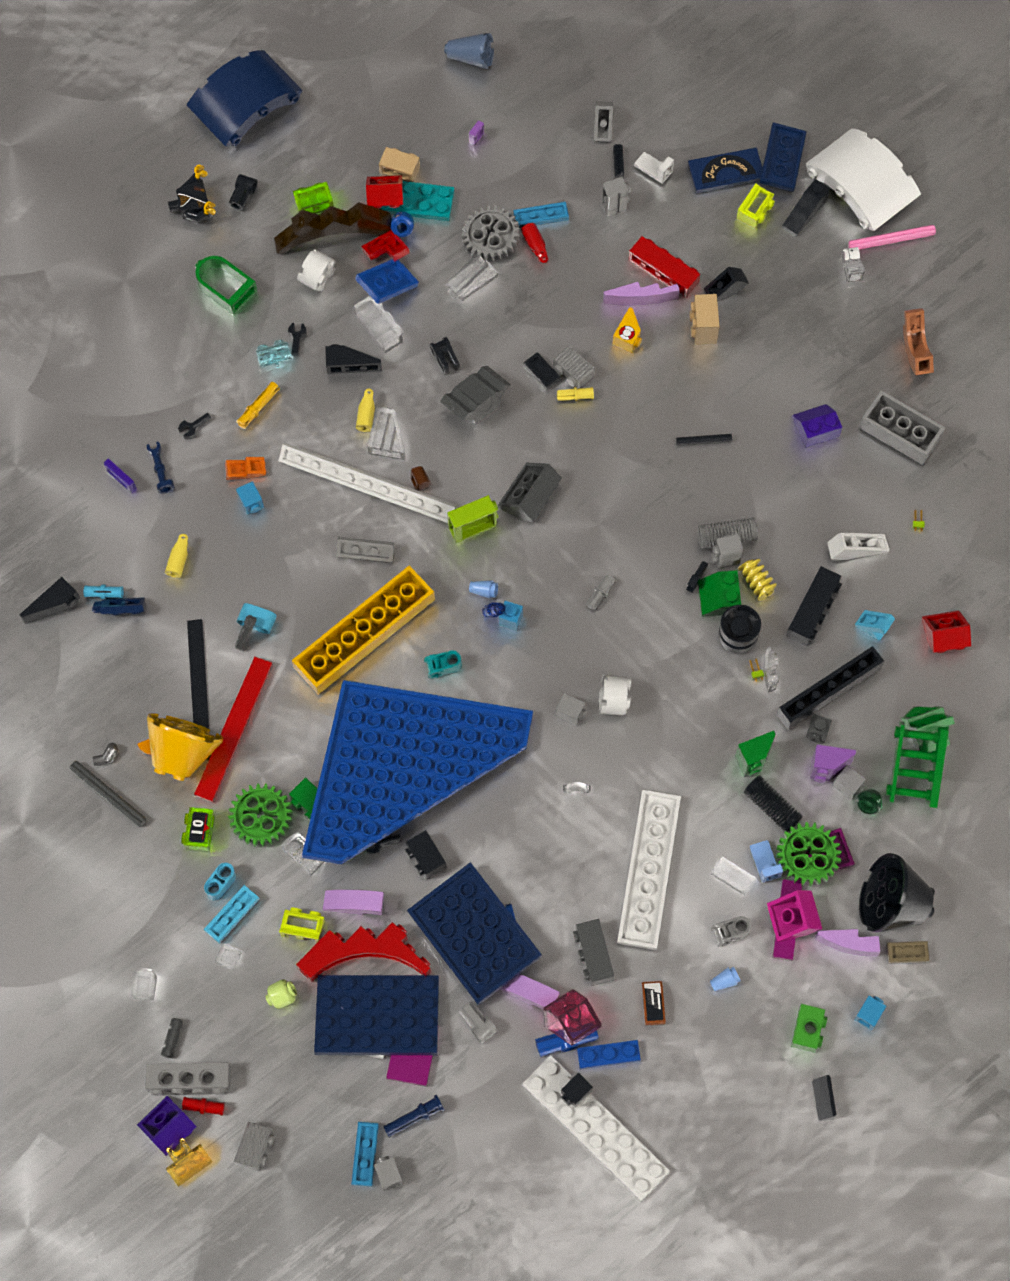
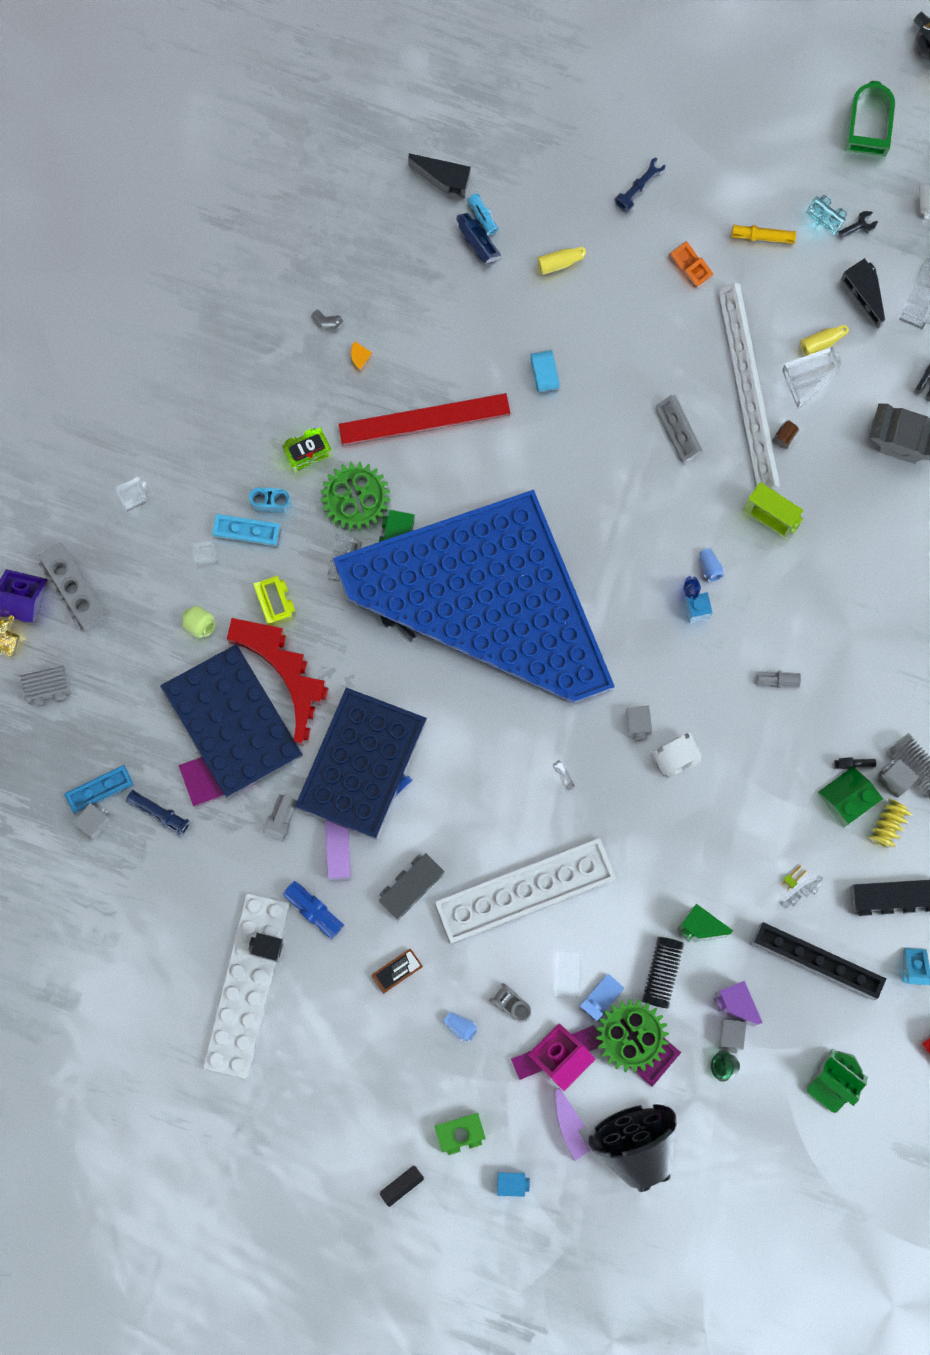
camera: 55 degrees right, 10 degrees up
(108, 793) = (291, 346): dark grey axle -> none
(120, 476) = (607, 151): dark purple tile -> none
(171, 1038) = (101, 549): dark grey axle -> none
(179, 746) = (374, 379): yellow cone -> none
(193, 426) = (702, 188): black bar -> none
(198, 673) = (443, 363): black piece -> none
(203, 1106) = (56, 617): red pin -> none
(245, 632) = (522, 370): dark grey axle -> none
(250, 498) = (662, 288): dark azure brick -> none
(354, 901) = (325, 634): lavender slope -> none
(363, 630) = (595, 477): yellow brick -> none
(425, 854) = (409, 672): black brick -> none
(441, 663) = (605, 570): teal piece -> none
(530, 491) = (841, 548): dark grey slope -> none
(571, 1017) = (332, 902): clear pink slope -> none
(608, 1054) = (323, 957): blue plate -> none
(739, 629) = (823, 836): black wheel -> none
(818, 729) = (770, 973): dark grey bracket -> none
(907, 952) = (594, 1188): dark tan plate -> none
(933, 776) = (806, 1105): green fence -> none

